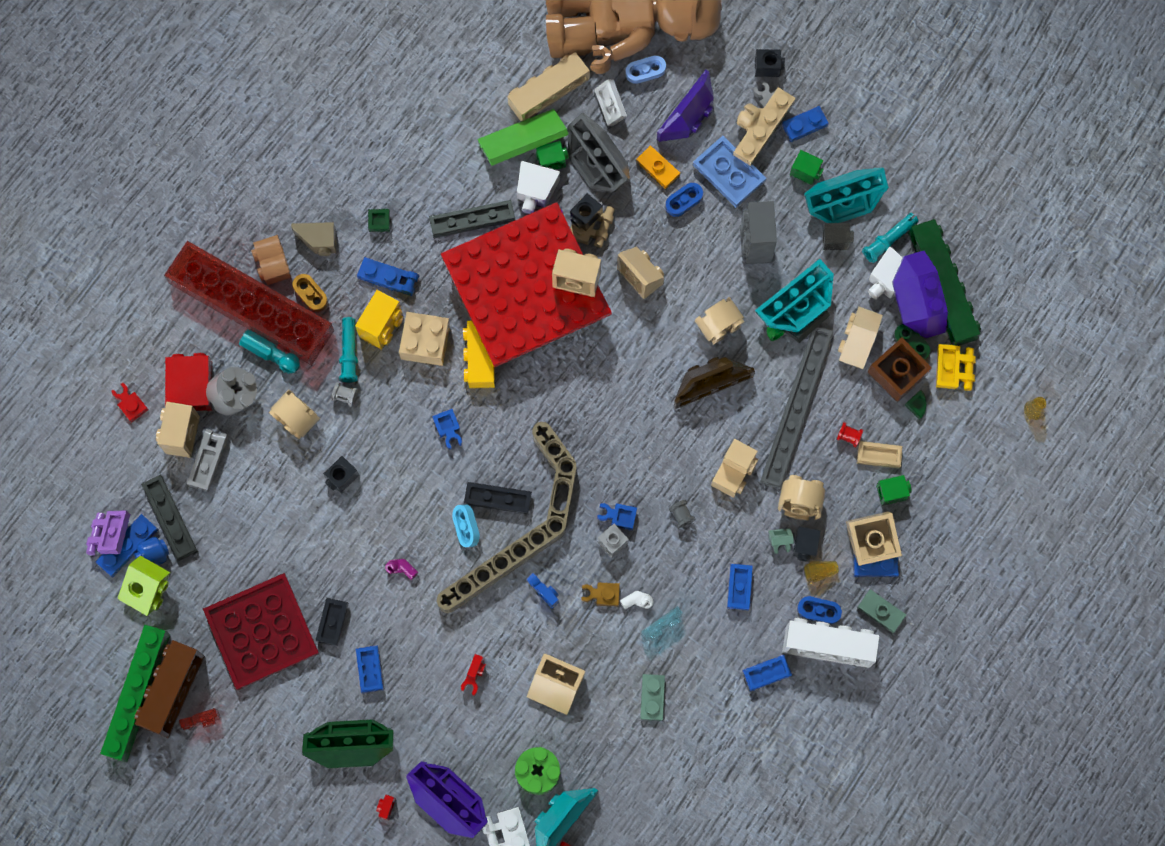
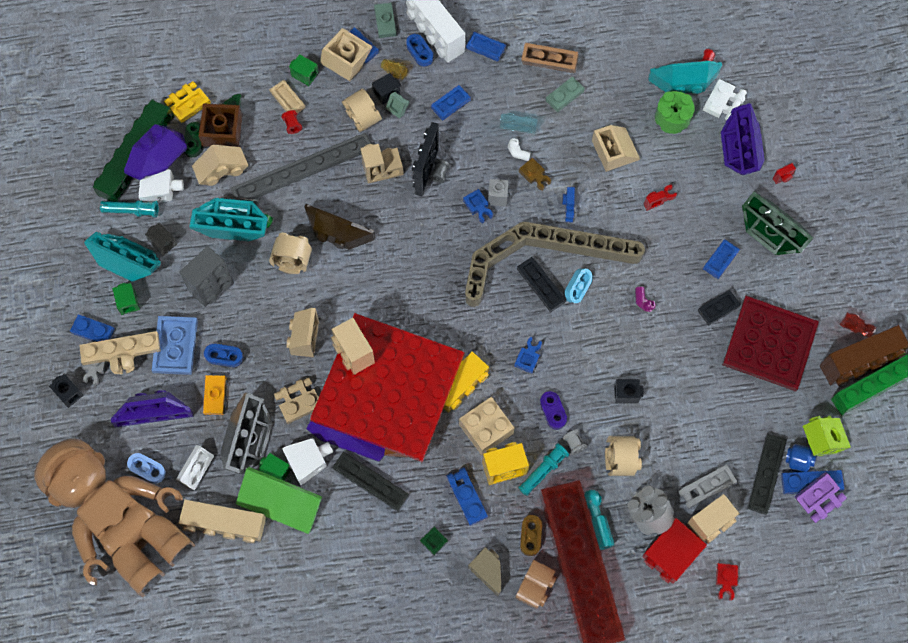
camera: 135 degrees left, 5 degrees down
(386, 405) = (553, 409): none -> dark purple plate
(588, 204) = (288, 398): black brick -> none
(696, 500) = (427, 156): none -> black plate
(697, 713) = (550, 58): none -> medium nougat brick
(1035, 408) = (170, 36): clear yellow cone -> none

